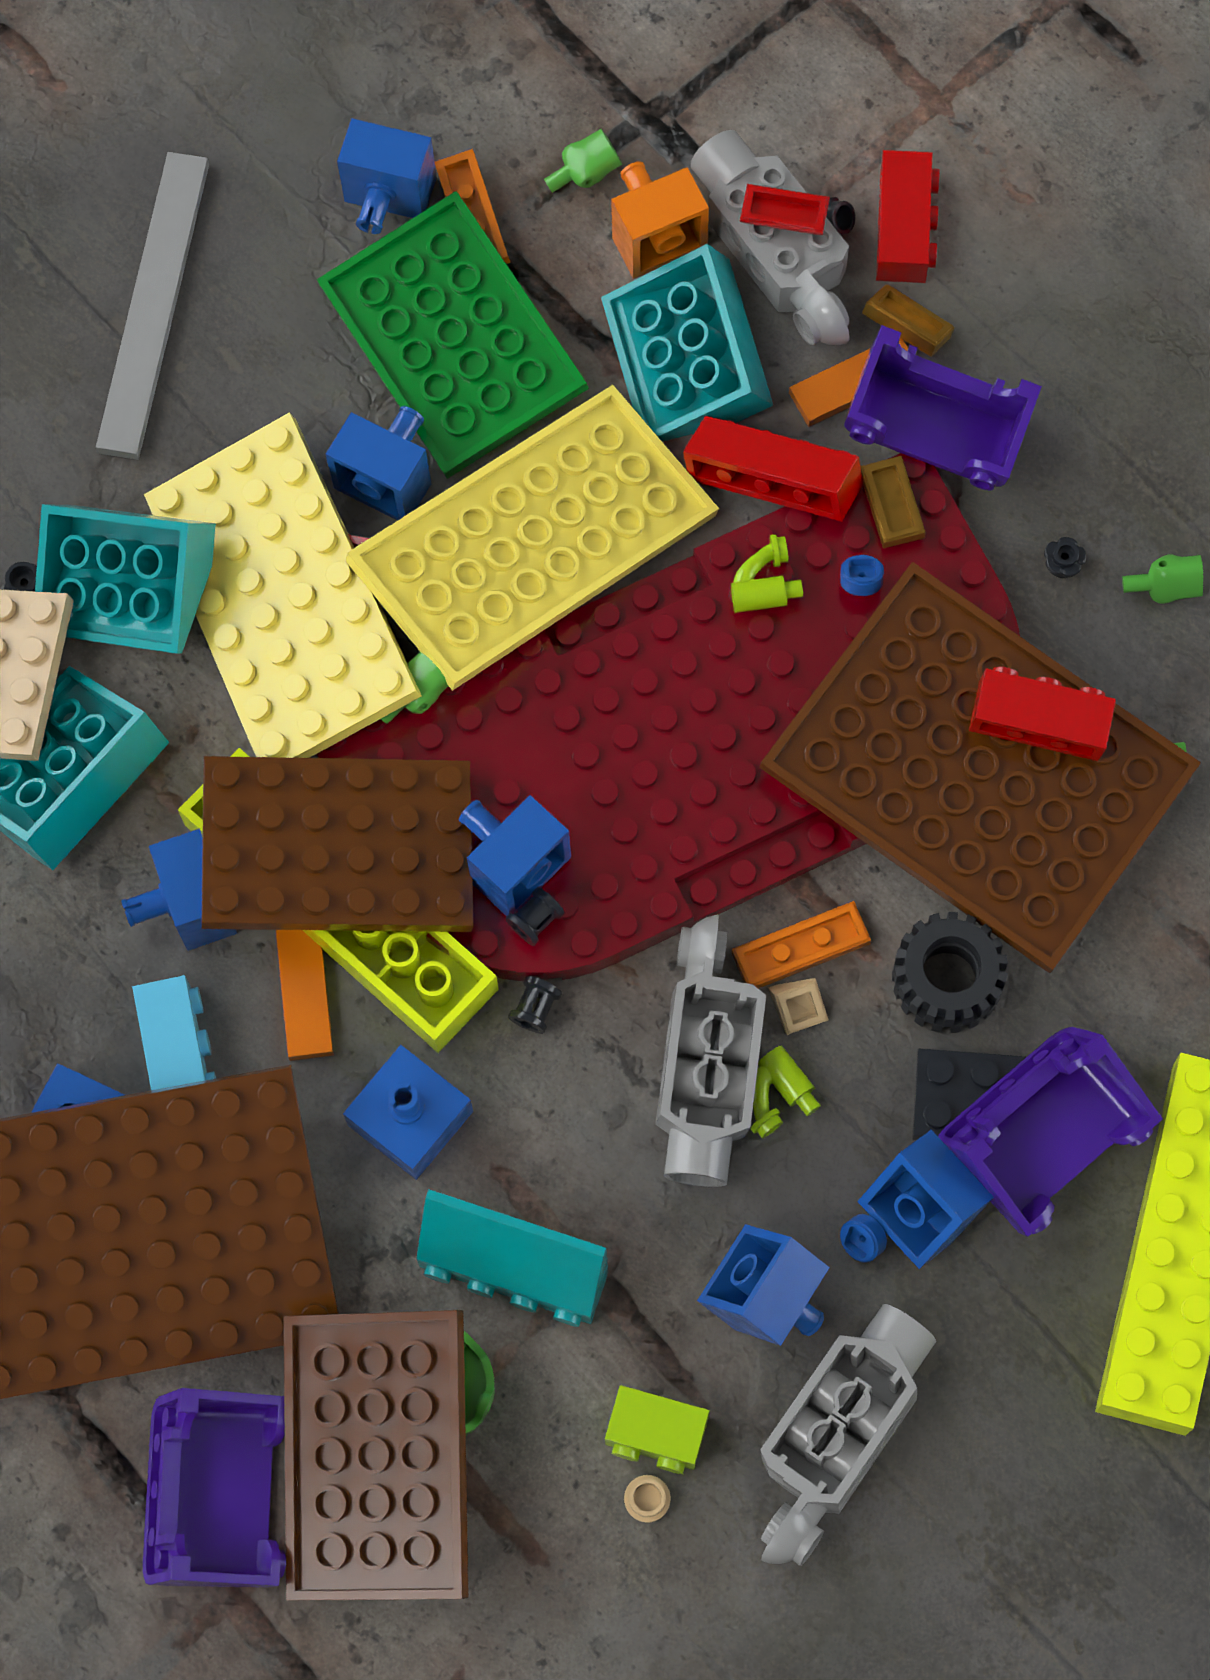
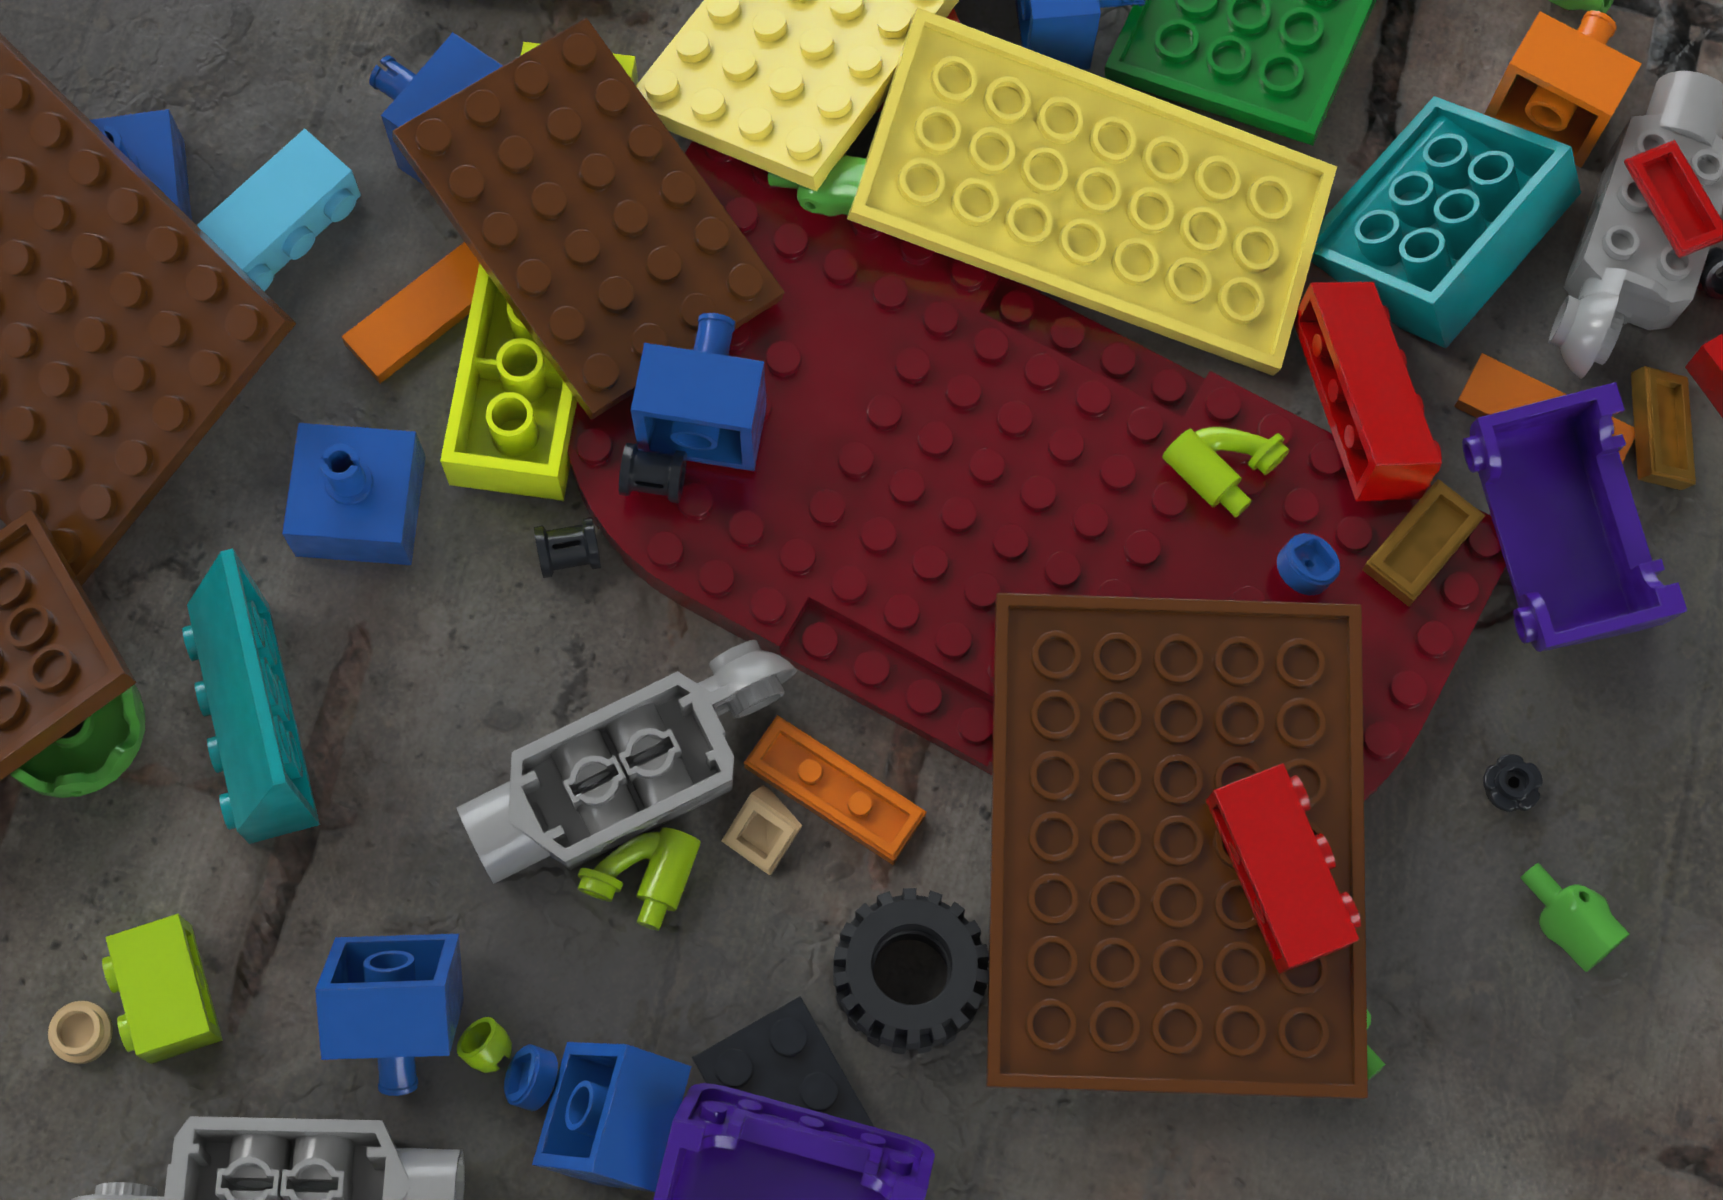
camera: 50 degrees right, 0 degrees up
(829, 1245) = (484, 1045): none -> lime hinge

